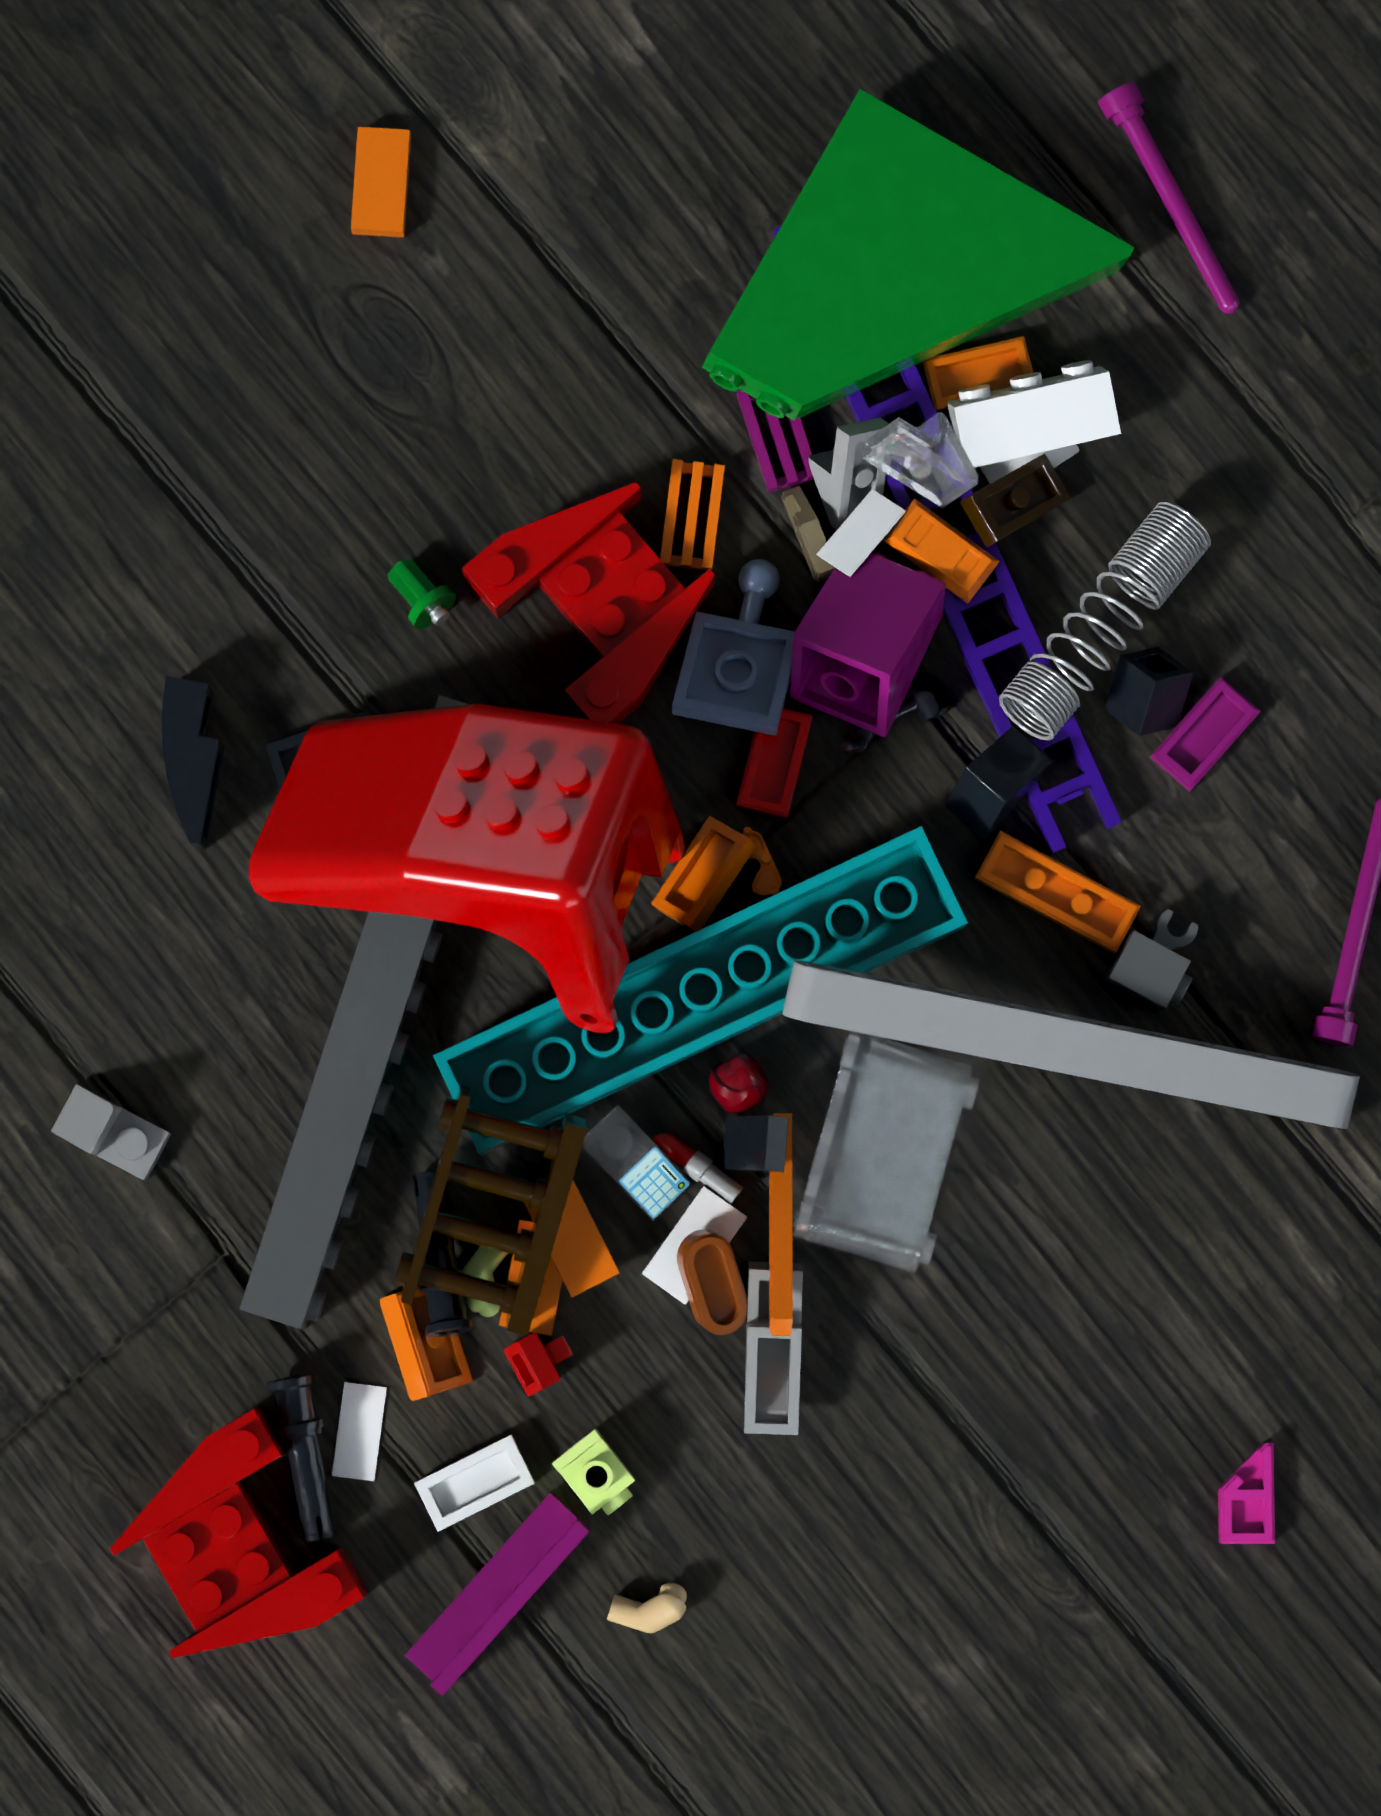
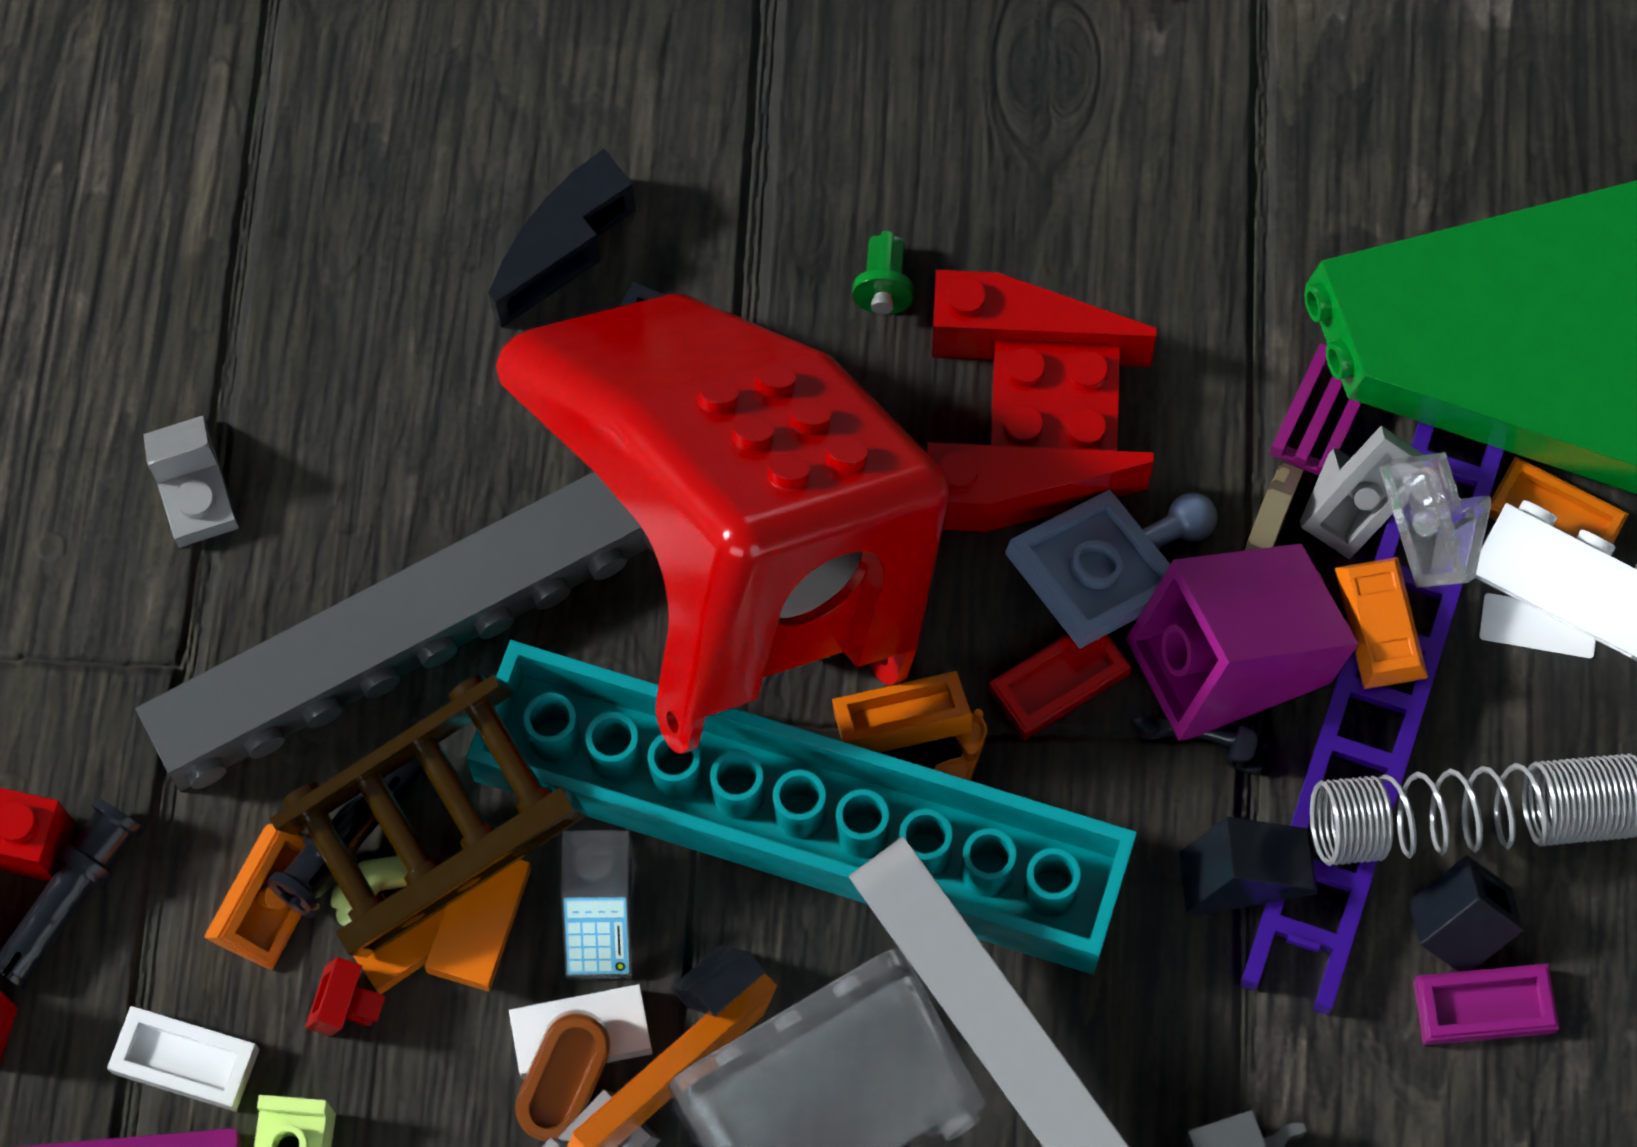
camera: 50 degrees right, 15 degrees down
(359, 1431) = (134, 922): white sticker -> none
(697, 471) = (1219, 381): orange tile -> none
(698, 1166) = (652, 966): light grey piece -> none
(738, 1083) = (758, 921): dark red piece -> none
(861, 533) = (1320, 541): white sticker -> none
(1015, 500) = (1491, 638): dark brown plate -> none
(1057, 892) = (1213, 1021): orange tile -> none

